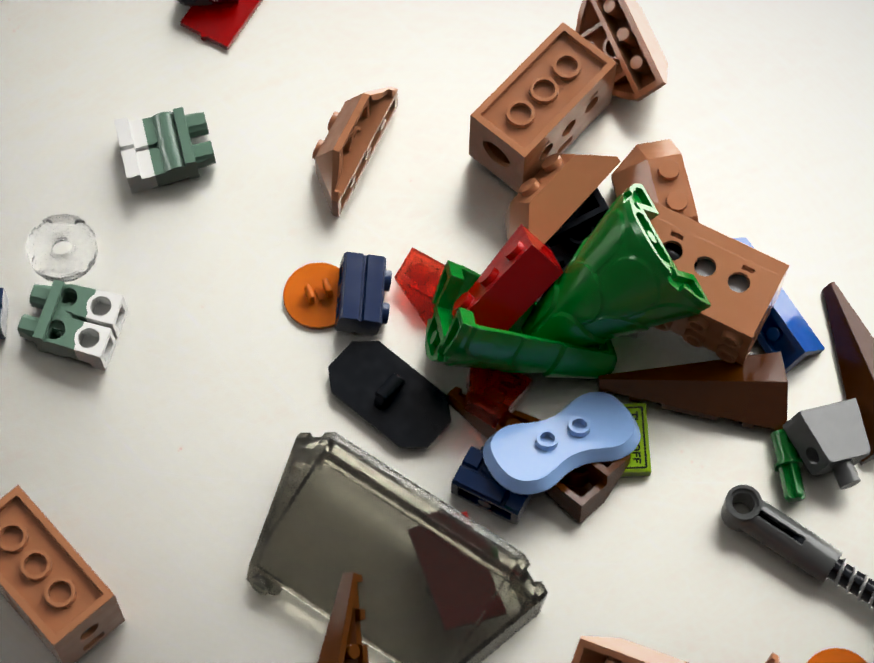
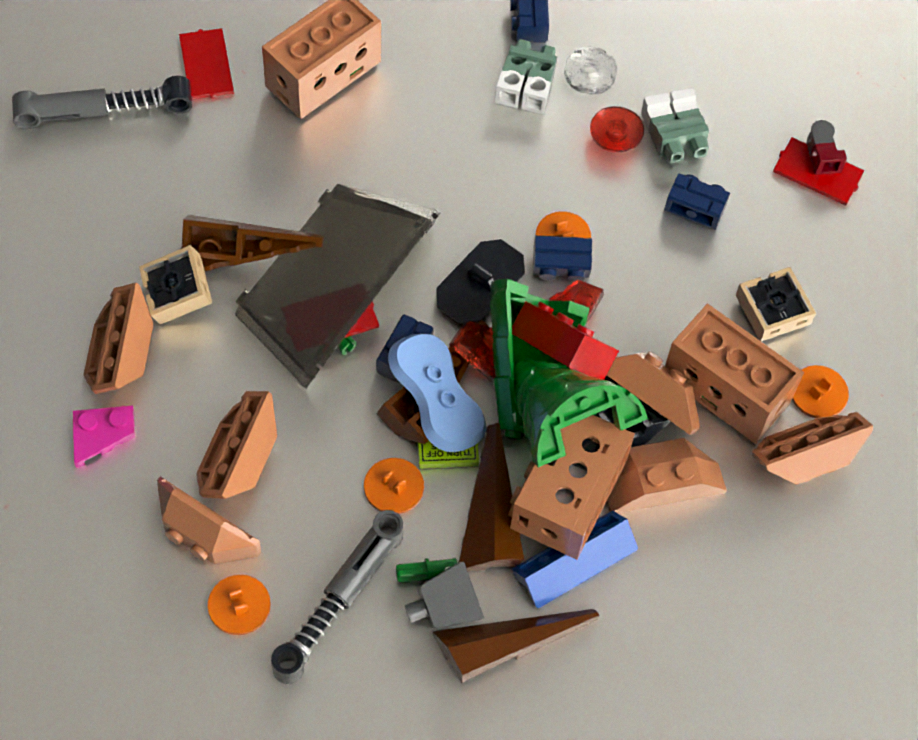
camera: 85 degrees right, 5 degrees down
(162, 205) = (620, 121): none -> clear red dish
(278, 133) = (697, 200): none -> dark blue brick
(351, 143) = (691, 249): nougat wedge -> none
(430, 60) = (775, 304): none -> piece
(531, 25) = (821, 392): none -> orange piece
(674, 505) = (394, 485): none -> orange piece

